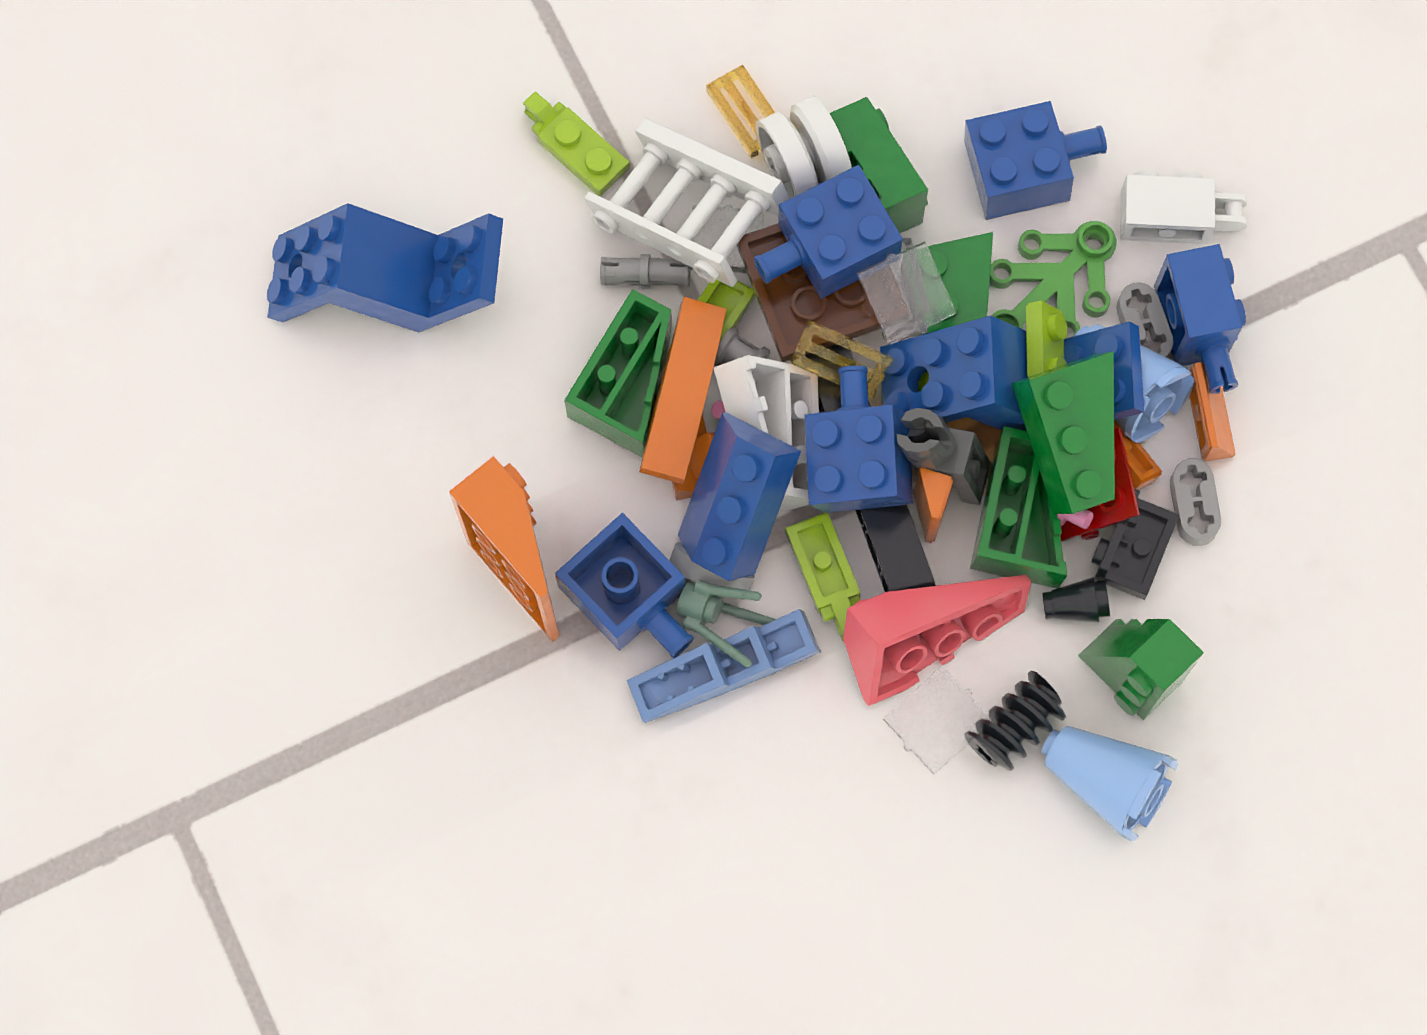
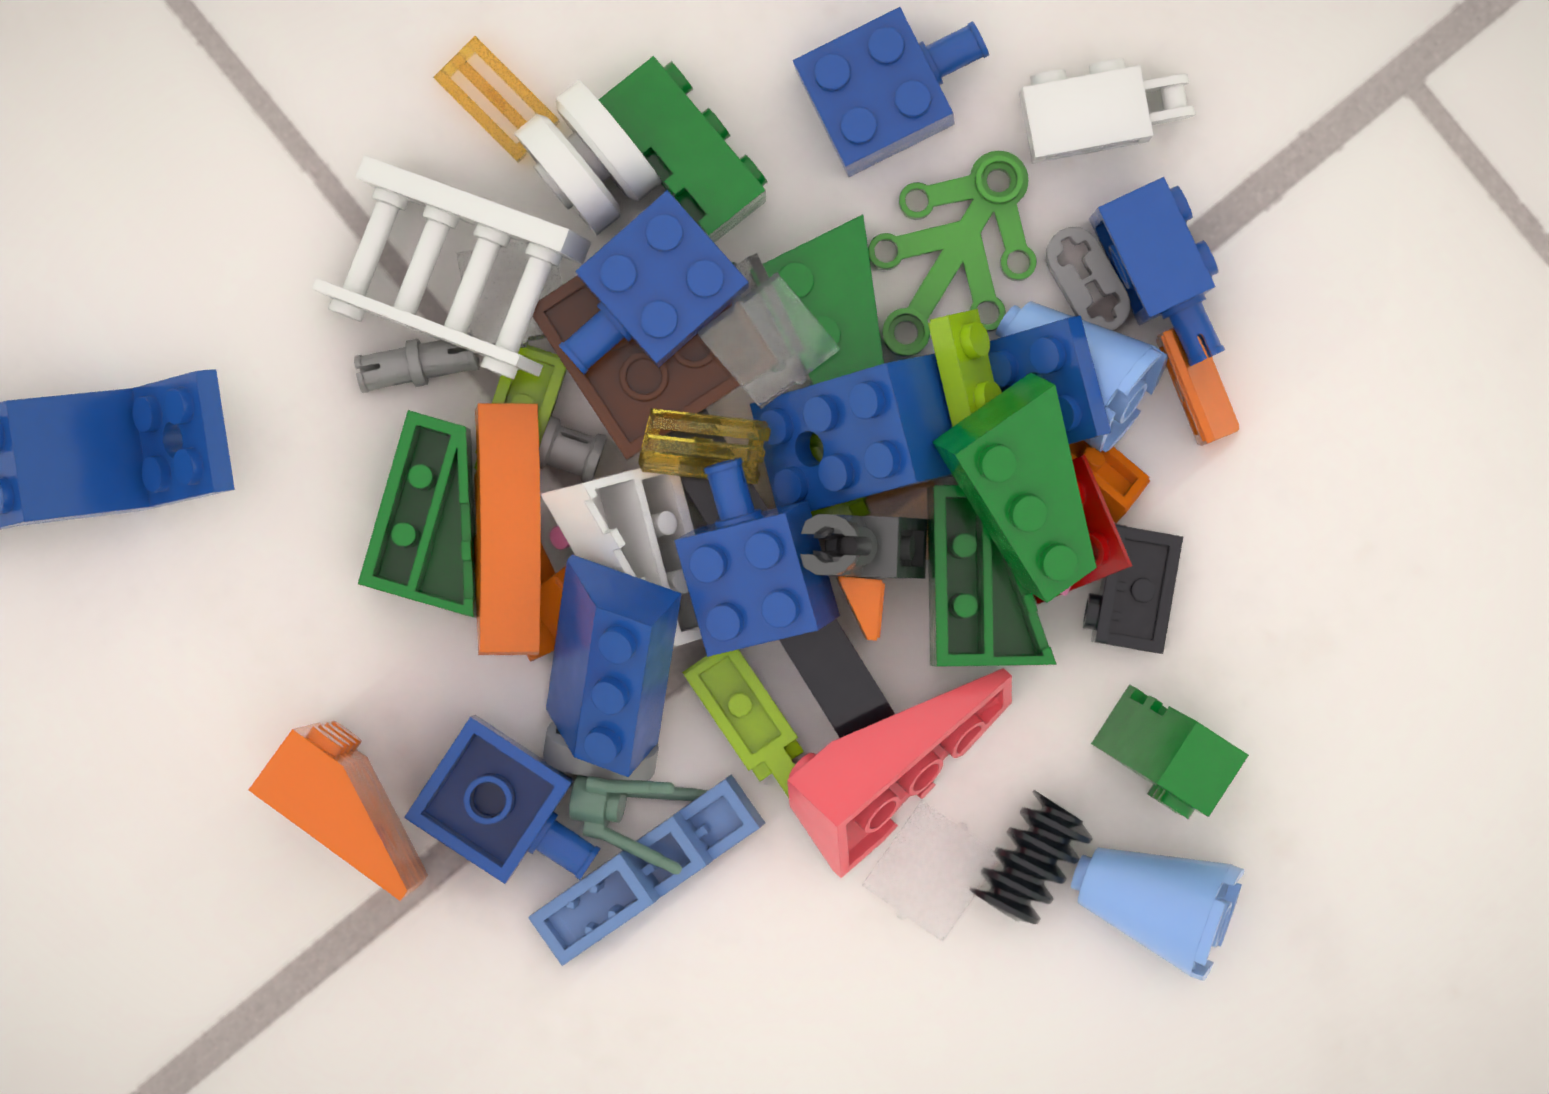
camera: 15 degrees left, 15 degrees up
(575, 144) = (280, 202): lime hinge -> none
(1078, 601) = (1077, 679): black cone -> none
(1205, 501) = (1213, 501): light grey beam -> none

